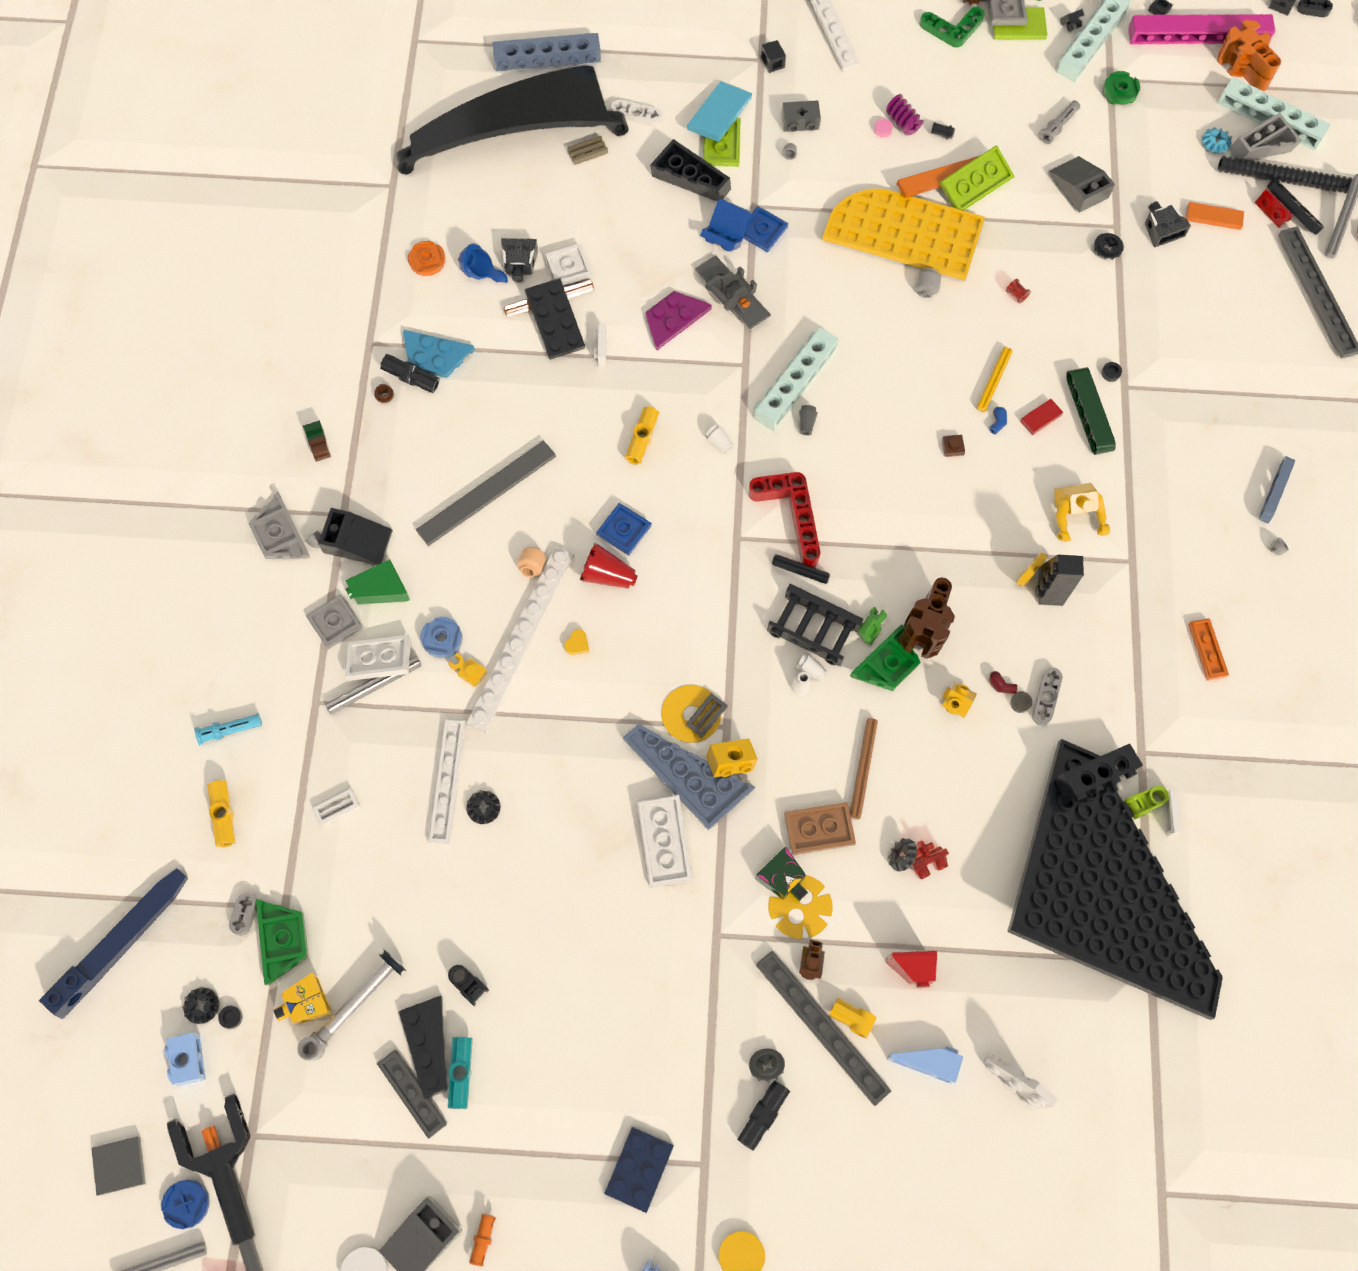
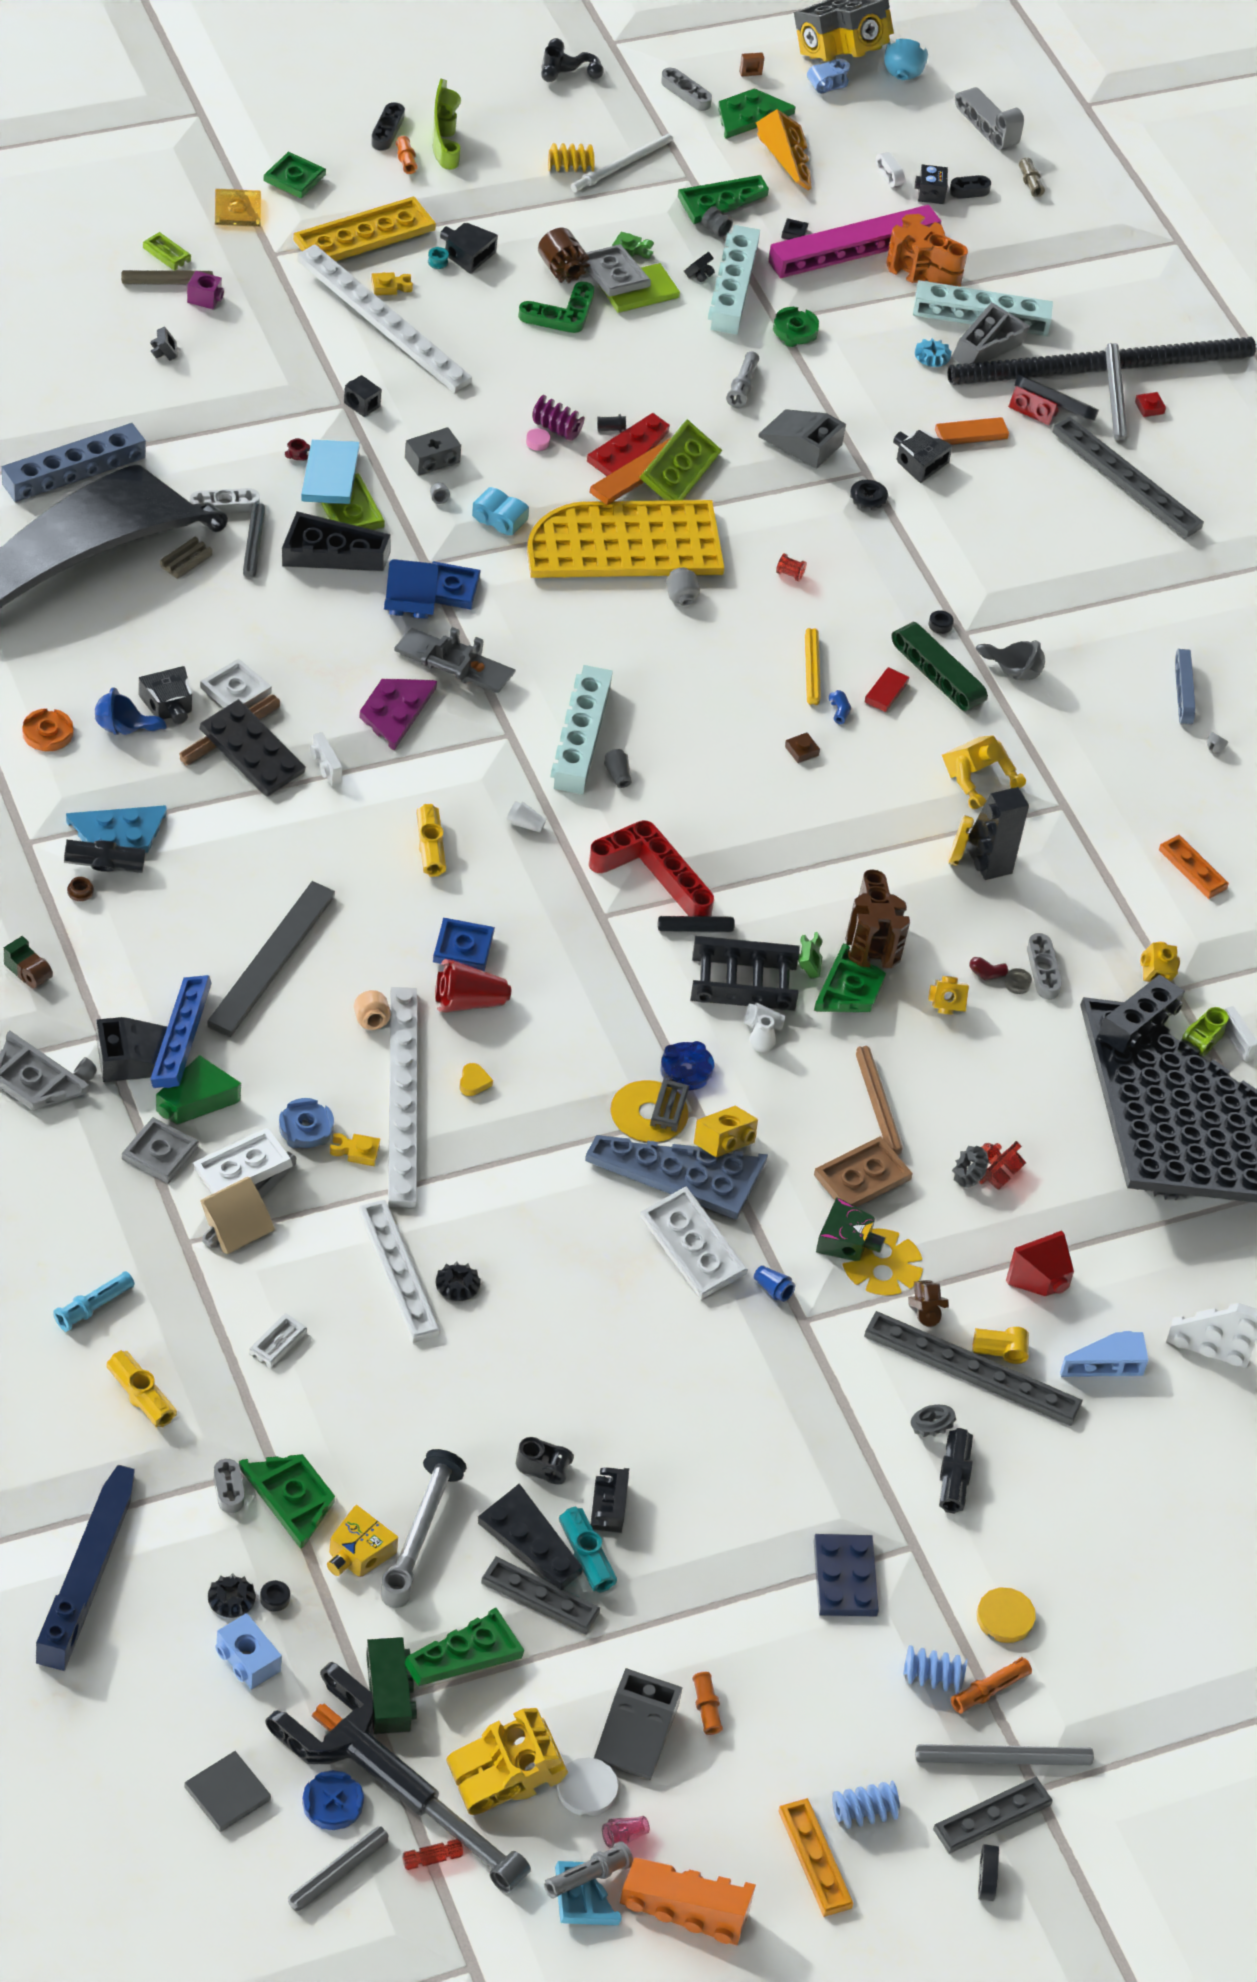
camera: 30 degrees left, 20 degrees down
(266, 1129) = (390, 1685): none -> dark green brick
(311, 1235) = (494, 1767): none -> yellow connector
(330, 1125) = (473, 1648): none -> green wing
(353, 698) = (237, 1215): none -> tan slope
(387, 535) = (181, 1031): none -> blue plate
(498, 1036) = (610, 1500): none -> black hinge
(640, 150) = (253, 540): none -> dark grey axle
(706, 86) = (297, 449): none -> dark red plate
(708, 898) = (775, 1283): none -> blue cone
(736, 674) = (687, 1052): none -> clear blue plate
(825, 179) = (500, 511): none -> medium azure brick
(948, 151) = (629, 444): none -> red wing
(1138, 729) = (1161, 960): none -> yellow brick
(1153, 425) = (1020, 660): none -> dark grey piece

